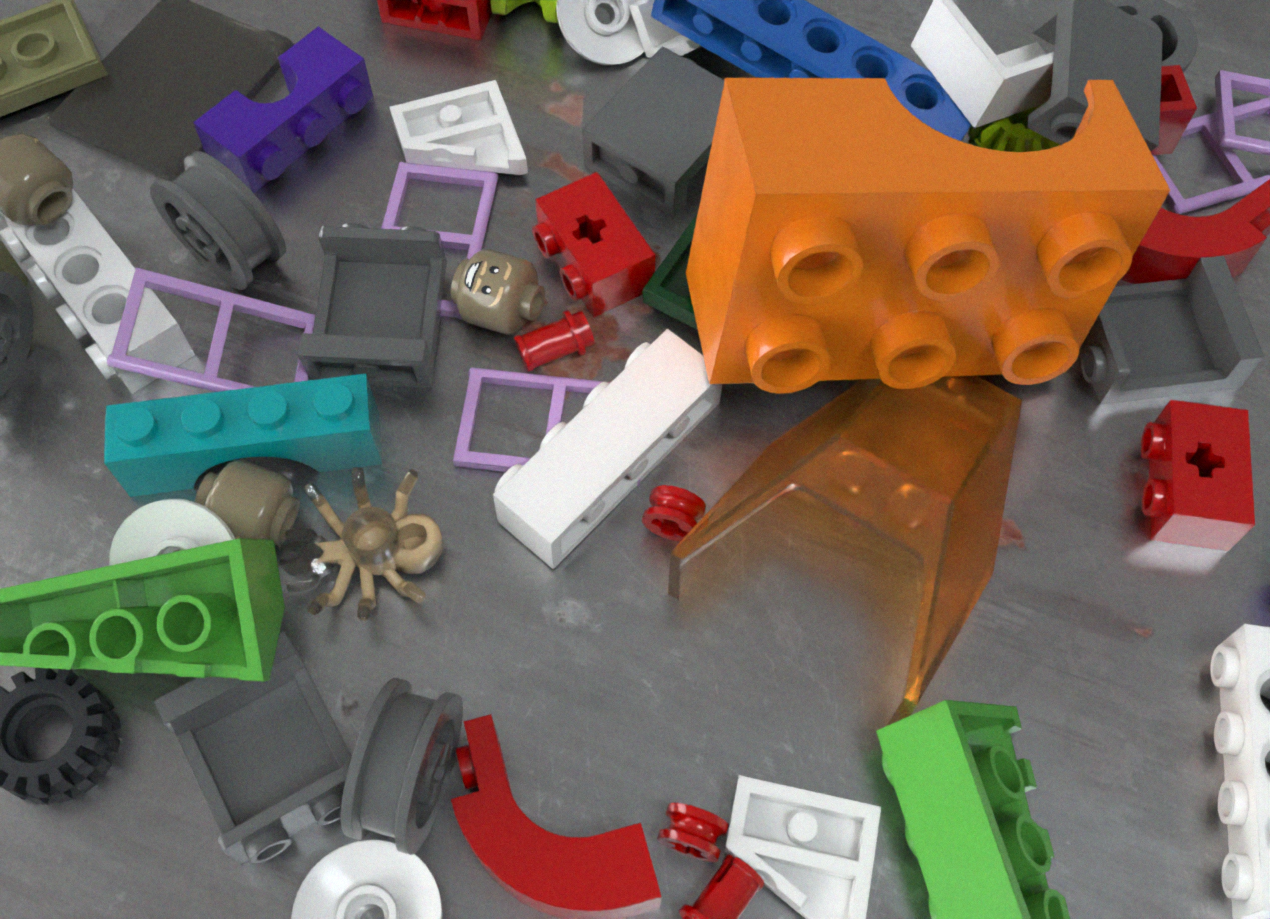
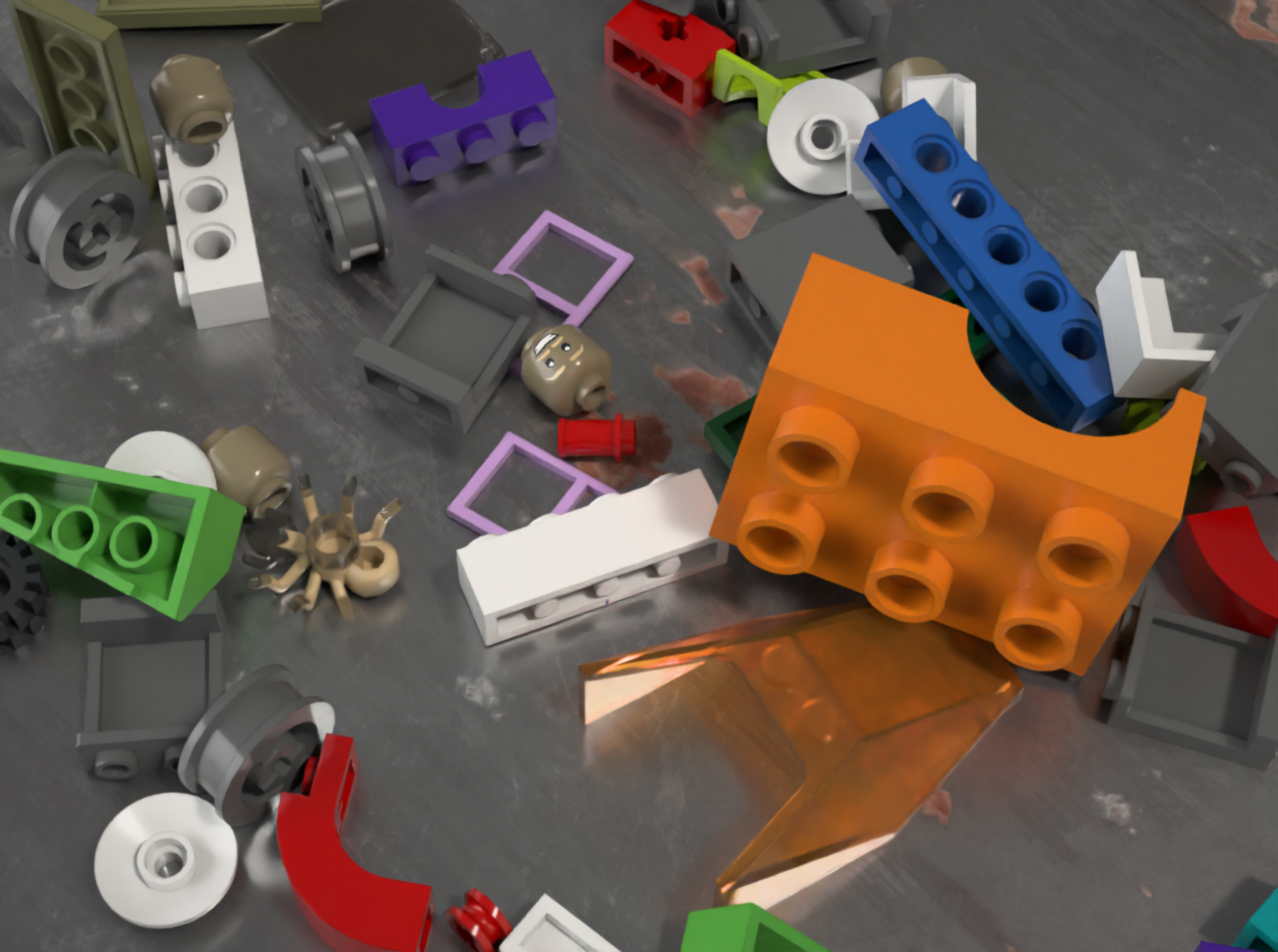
camera: 25 degrees right, 5 degrees down
(175, 439) = (338, 421): teal arch -> none
(226, 301) = (266, 345): lavender window -> none
(460, 131) = (617, 201): white wing -> none
(594, 244) = (683, 361): red brick -> none
(673, 512) = (617, 636): red bush -> none
(1199, 475) = (1140, 863): red brick -> none

